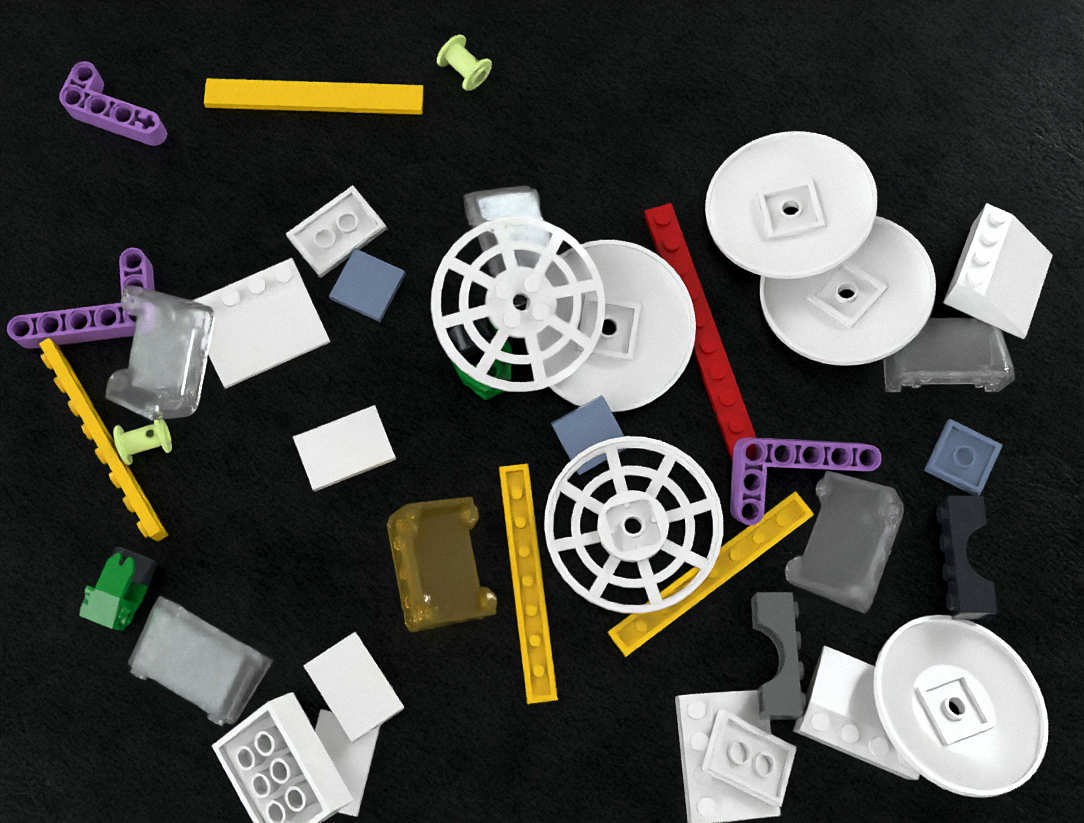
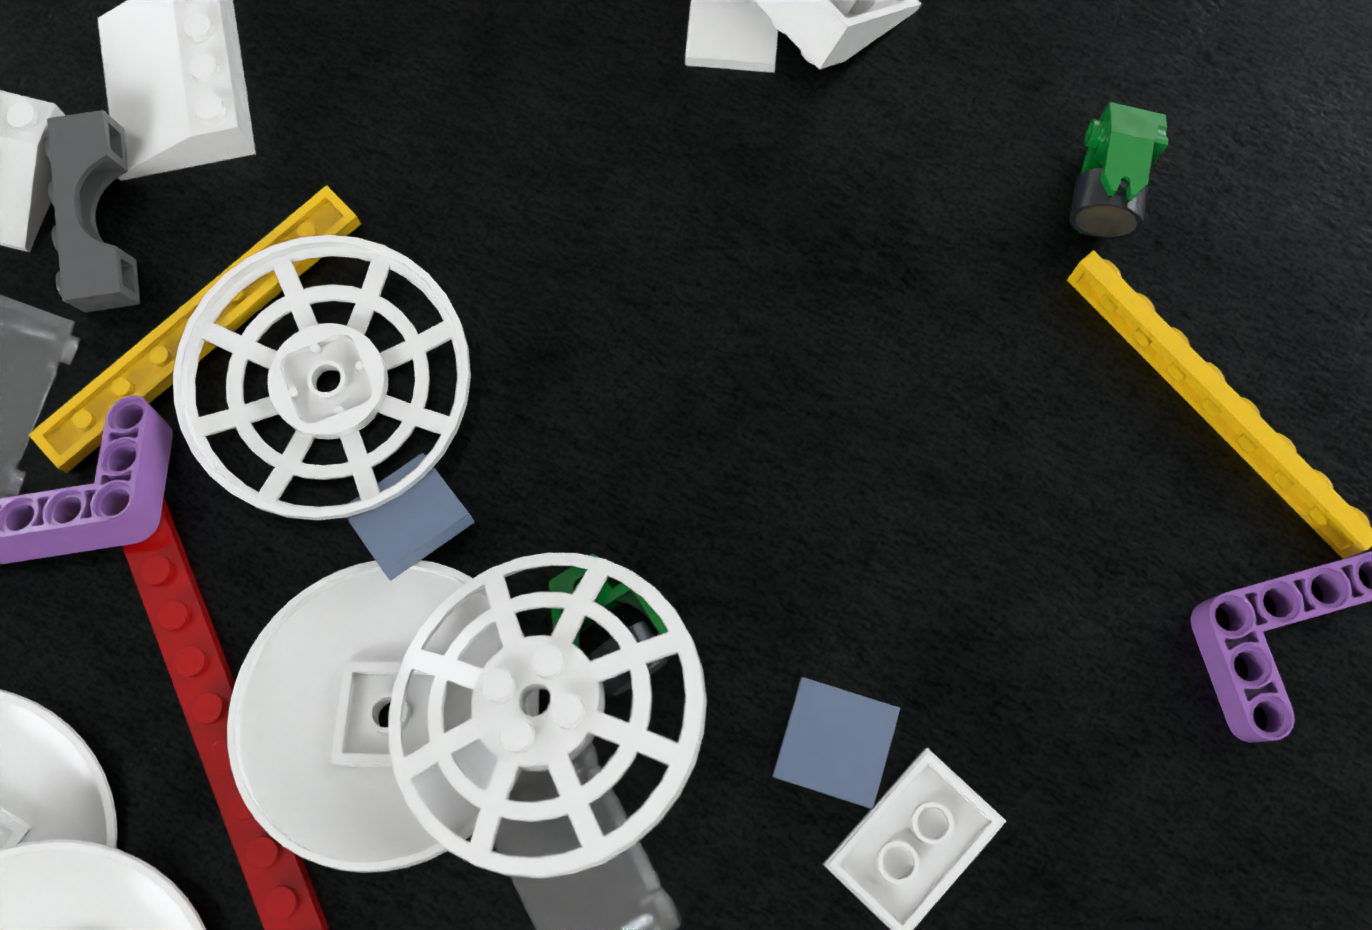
camera: 175 degrees right, 0 degrees up
(142, 440) = (1170, 399): yellowish green hose -> none
(165, 355) = (1153, 540): clear windscreen -> none
(197, 661) = (971, 93): clear windscreen -> none
(262, 323) = (1013, 639): white slope -> none
(344, 448) = (817, 447): white tile -> none
(354, 687) = (731, 95): white tile -> none
(437, 564) = (629, 272): clear yellow windscreen -> none
(528, 584) = (492, 288): yellow tile -> none
(749, 758) = (134, 64): white tile -> none

